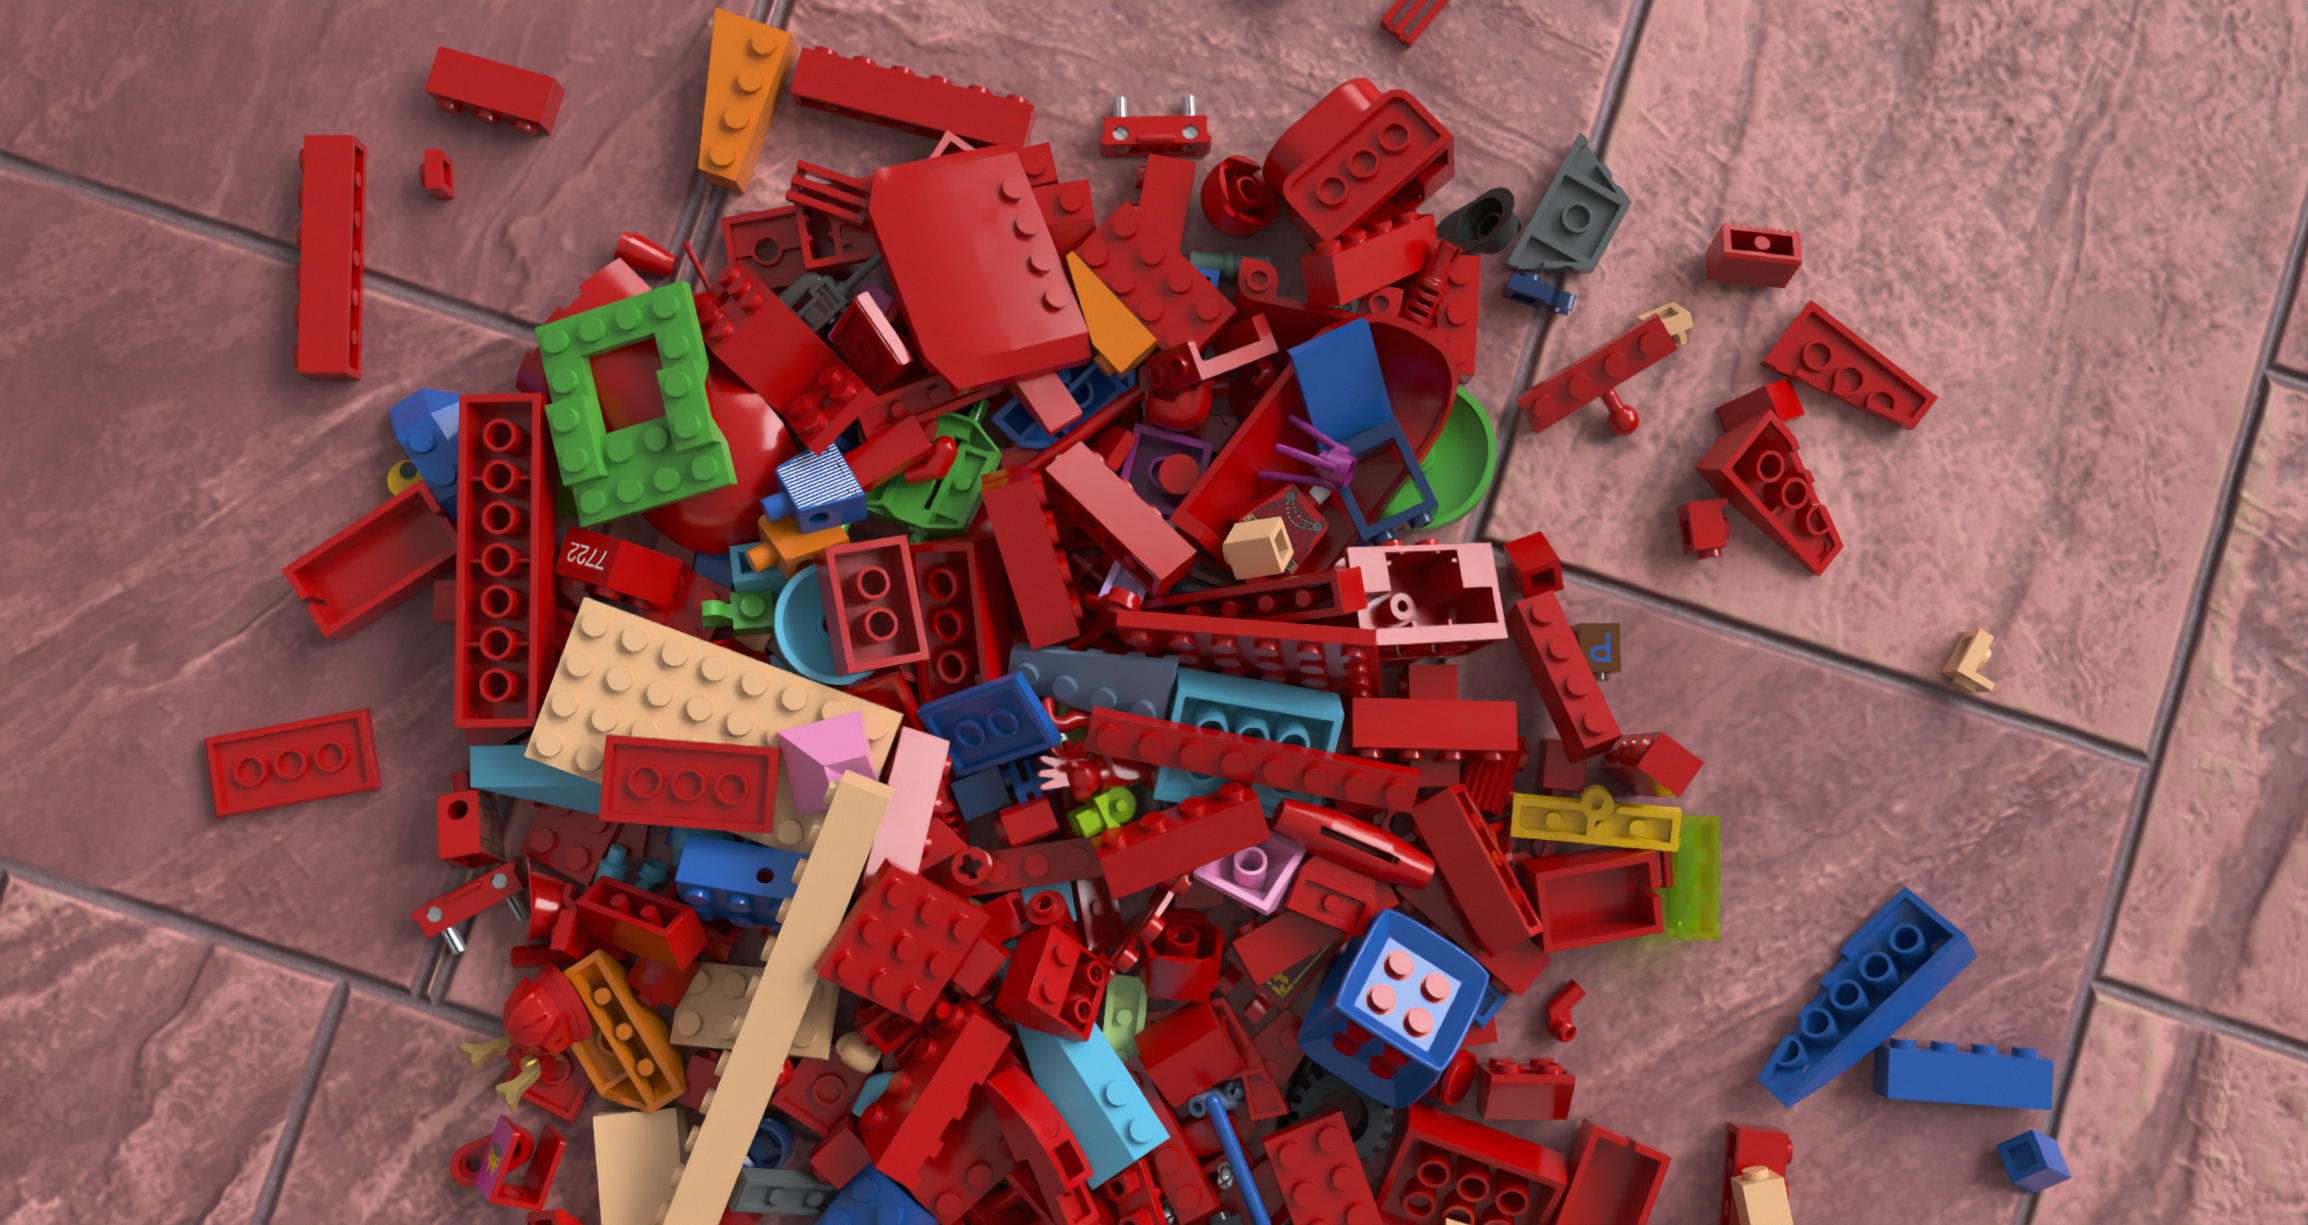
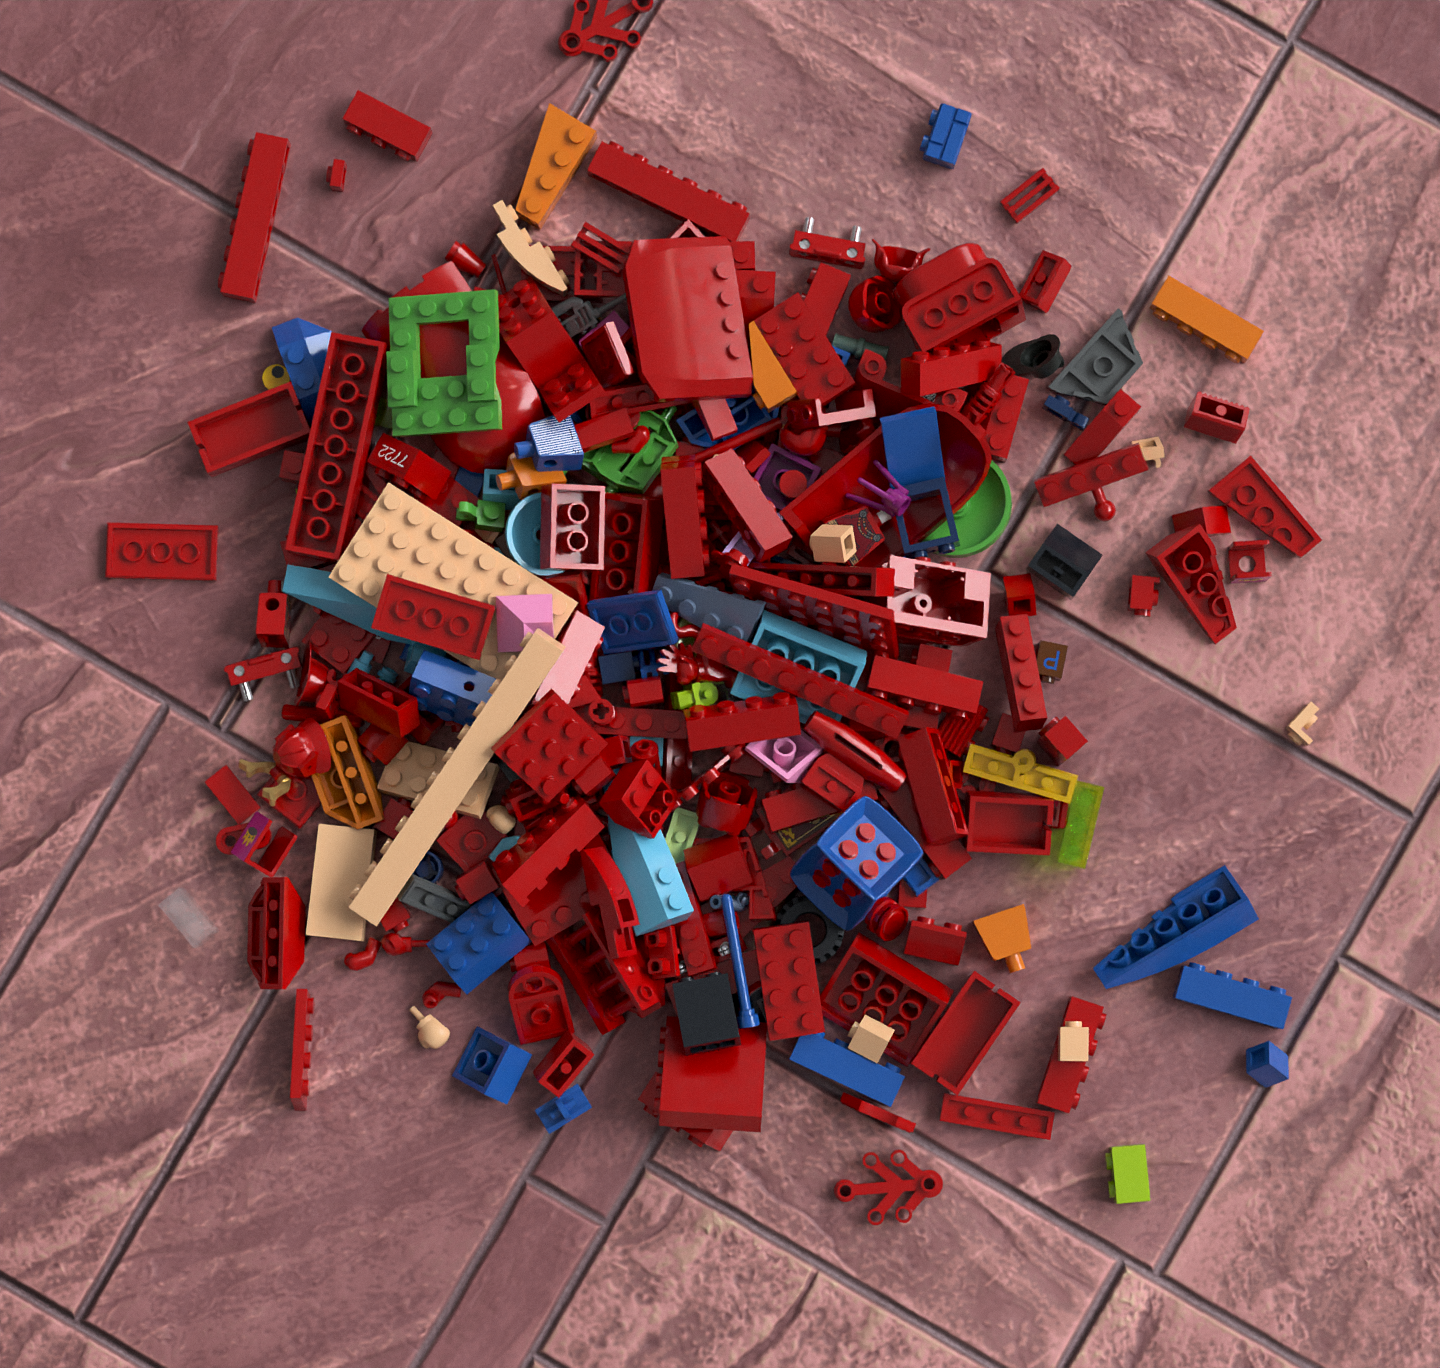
camera: 25 degrees right, 0 degrees up
(464, 1094) = (232, 794): none -> red tile
(739, 231) = (532, 260): none -> light nougat slope
(1254, 133) = (896, 261): none -> red hair
(1469, 115) = (1045, 281): none -> red slope
(1559, 1012) = (972, 896): red arm -> none
(1584, 506) = (1064, 562): none -> black slope
(1597, 305) = (1103, 428): none -> red slope
(1621, 1057) = (1005, 936): none -> orange torso
(1705, 125) = (1206, 320): none -> orange brick
(1844, 433) = (1253, 549): none -> red piece

